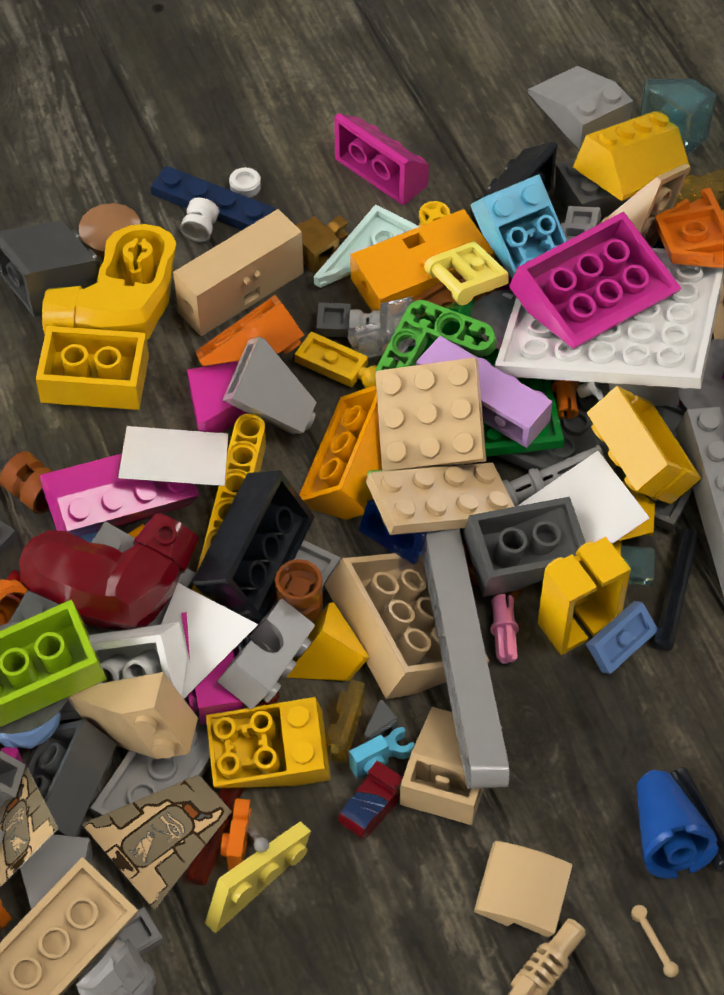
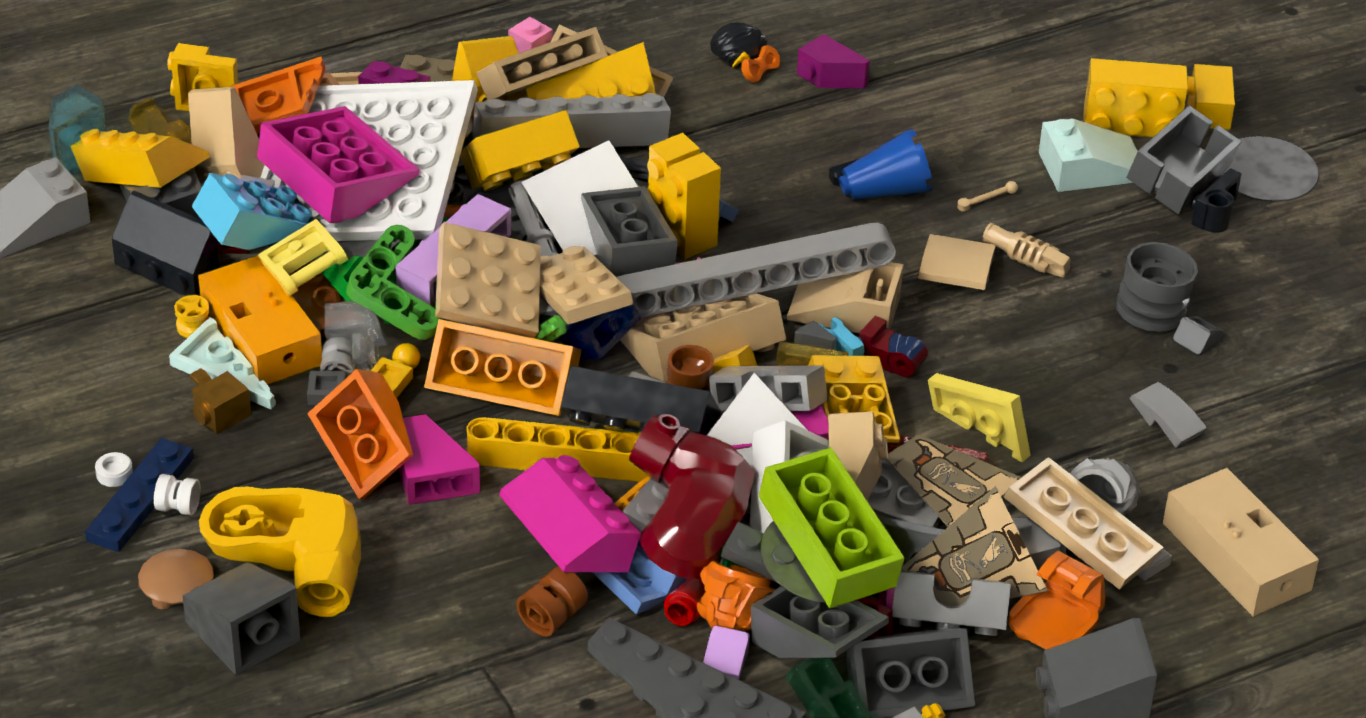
camera: 95 degrees left, 15 degrees down
(92, 367) = (398, 560): yellow brick -> none
(174, 456) = (532, 470): white sticker -> none
(235, 844) = (945, 428): orange plate -> none
(239, 272) = (269, 437): tan brick -> none
(260, 844) = (935, 429): light grey hinge -> none
(270, 389) = (439, 404): light grey slope -> none
(379, 158) = (105, 351): dark pink slope -> none

